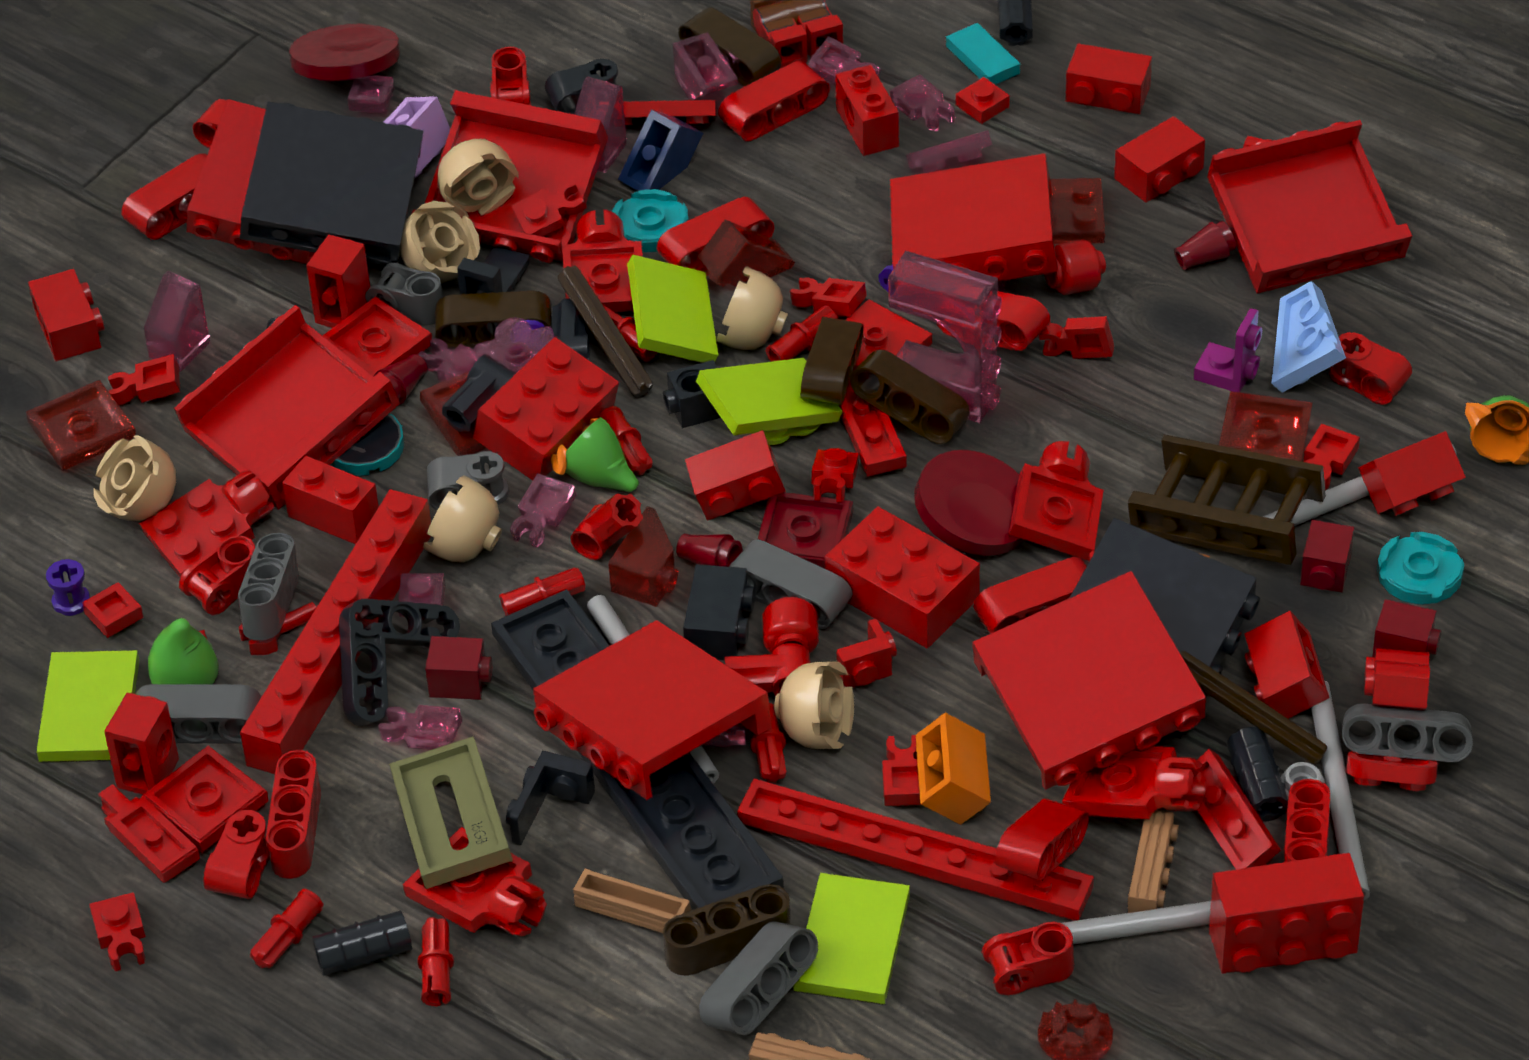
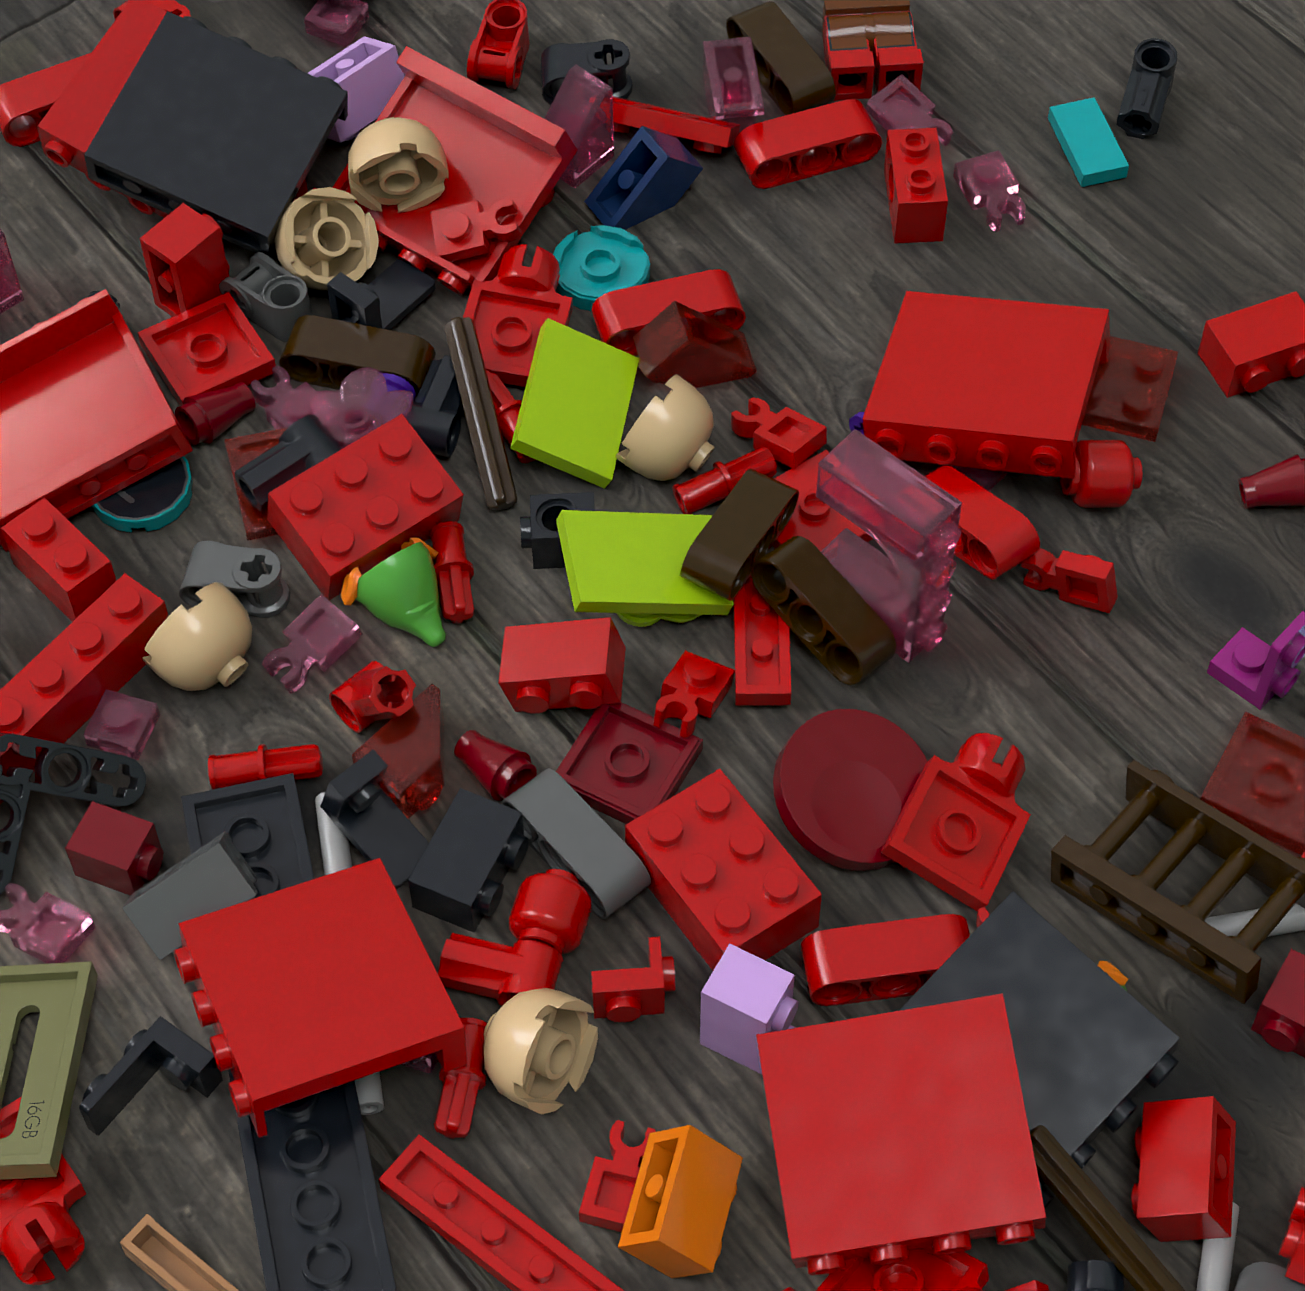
camera: 15 degrees right, 10 degrees up
(533, 665) = (196, 886): none -> dark grey hinge
(634, 602) = (373, 819): none -> black bracket
(934, 157) = (1020, 266): clear pink plate -> none
(949, 644) = (745, 1000): none -> lavender brick
(982, 100) = (1066, 204): red plate -> none
(1108, 78) = (1233, 214): red brick -> none

